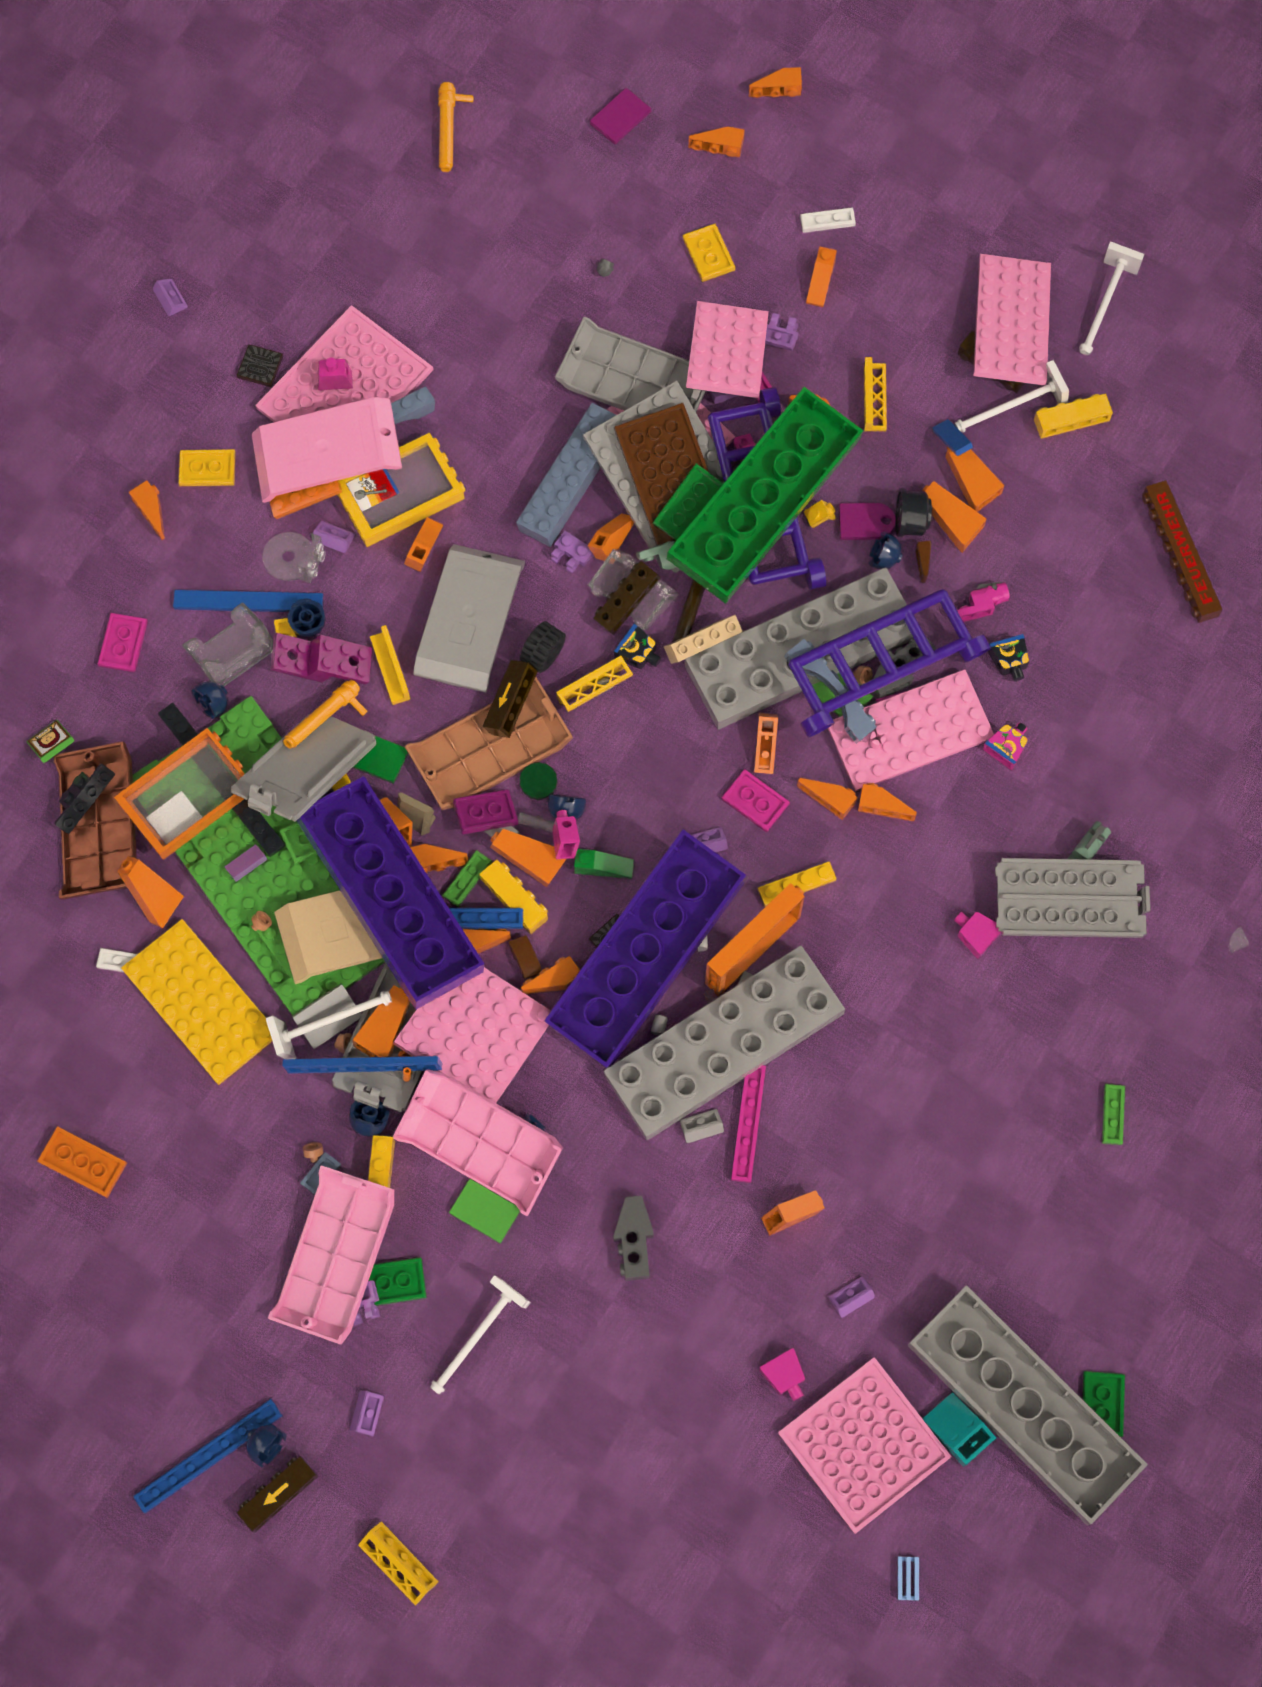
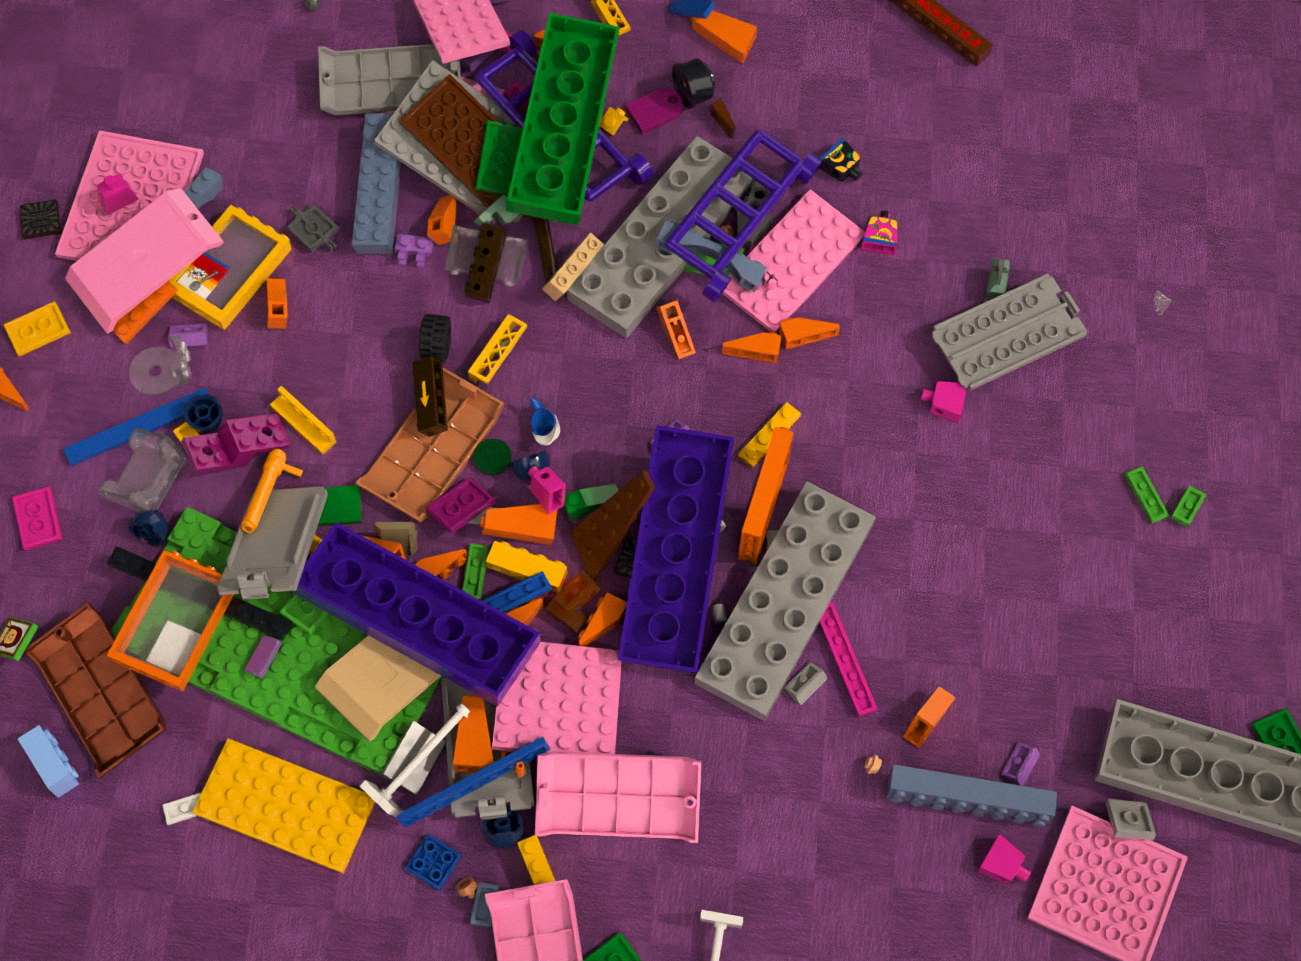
camera: 30 degrees left, 5 degrees down
(26, 863) = (49, 760): none -> light blue brick
(81, 796) = (72, 671): black bracket -> none
(150, 891) = (186, 726): orange slope -> none
(261, 921) = (306, 701): nougat tile -> none
(297, 1115) = (433, 862): none -> blue tile
(342, 1042) = (441, 774): nougat tile -> none
(467, 618) = (352, 347): light grey piece -> none
(485, 1211) = (655, 859): bright green tile -> none
(492, 488) = (313, 228): none -> dark grey plate
(536, 822) = (512, 492): clear pin -> none
(544, 942) = (577, 592): none -> clear orange slope
(598, 773) = (543, 423): none -> blue hair
(598, 896) = (608, 525): none -> reddish brown wing
(635, 1221) = (796, 796): dark grey brick -> none
(637, 649) = (519, 302): torso -> none
(719, 1228) = (873, 764): none -> light nougat plate
(755, 800) = (693, 382): dark pink tile -> none
(787, 1300) = (971, 795): none -> sand blue brick
(885, 552) = (687, 124): dark blue cylinder -> none
(918, 1397) = (1130, 819): none -> light grey plate
(954, 516) = (730, 71): orange slope -> none
(959, 1429) = (1183, 829): teal slope -> none
(983, 600) = (793, 125): dark pink plate -> none
(1145, 1144) = (1188, 506): none -> bright green plate

